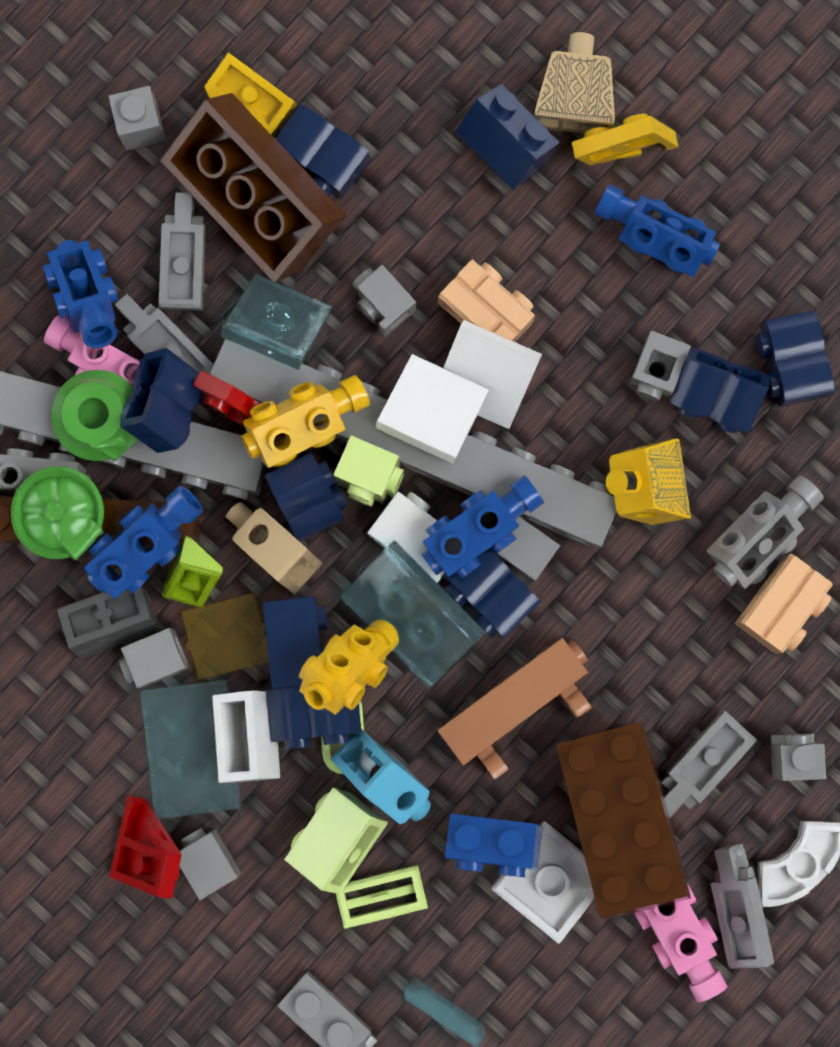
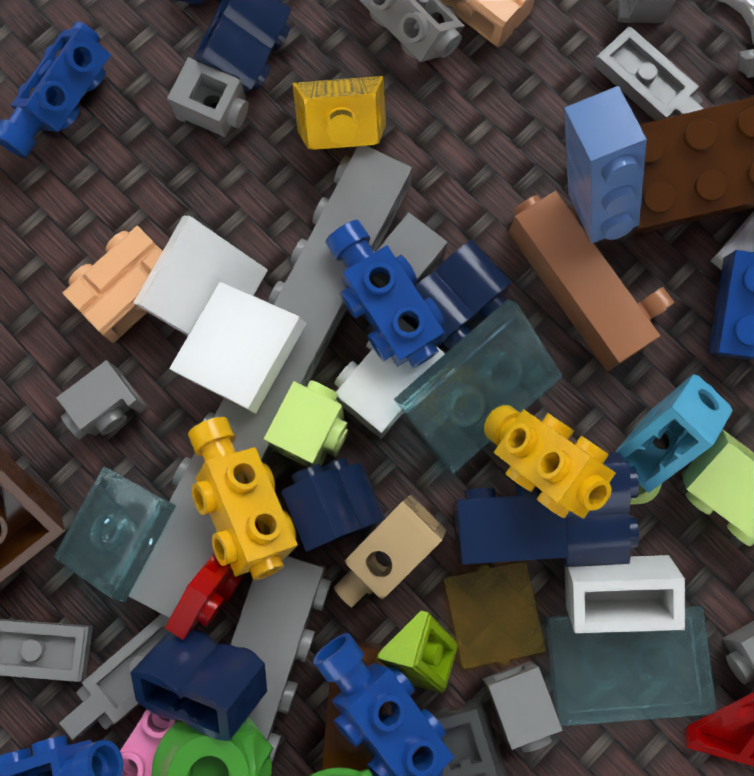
camera: 85 degrees left, 5 degrees down
(588, 700) = (605, 164): none -> medium blue brick

